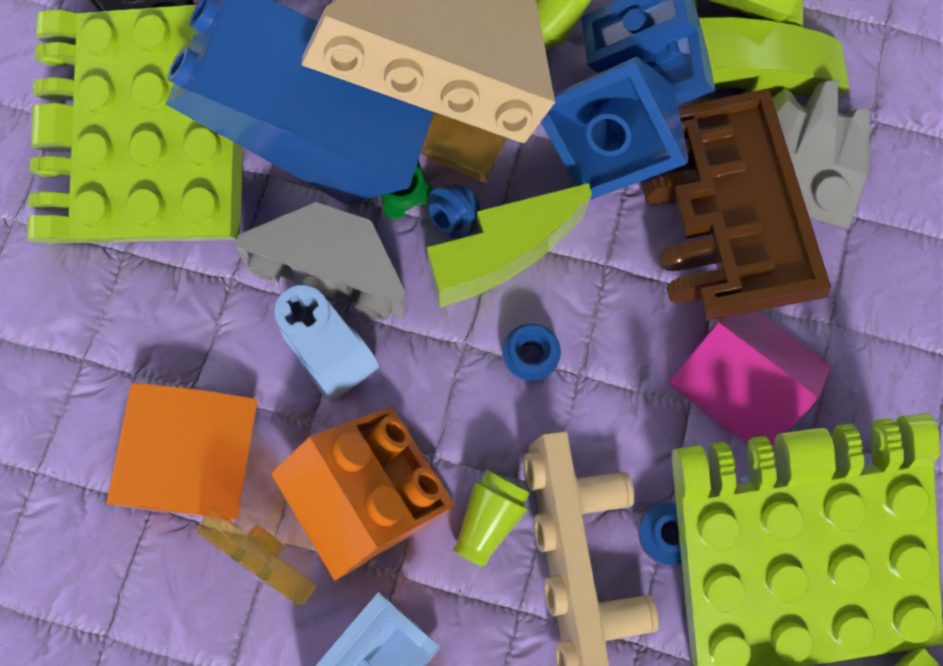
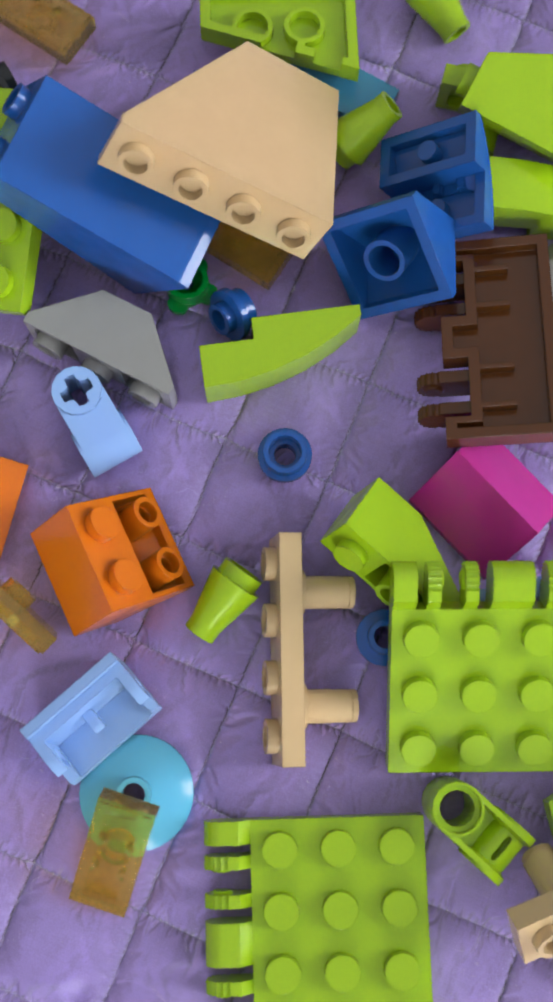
camera: 10 degrees right, 5 degrees up
(645, 421) = (380, 529): none -> lime slope

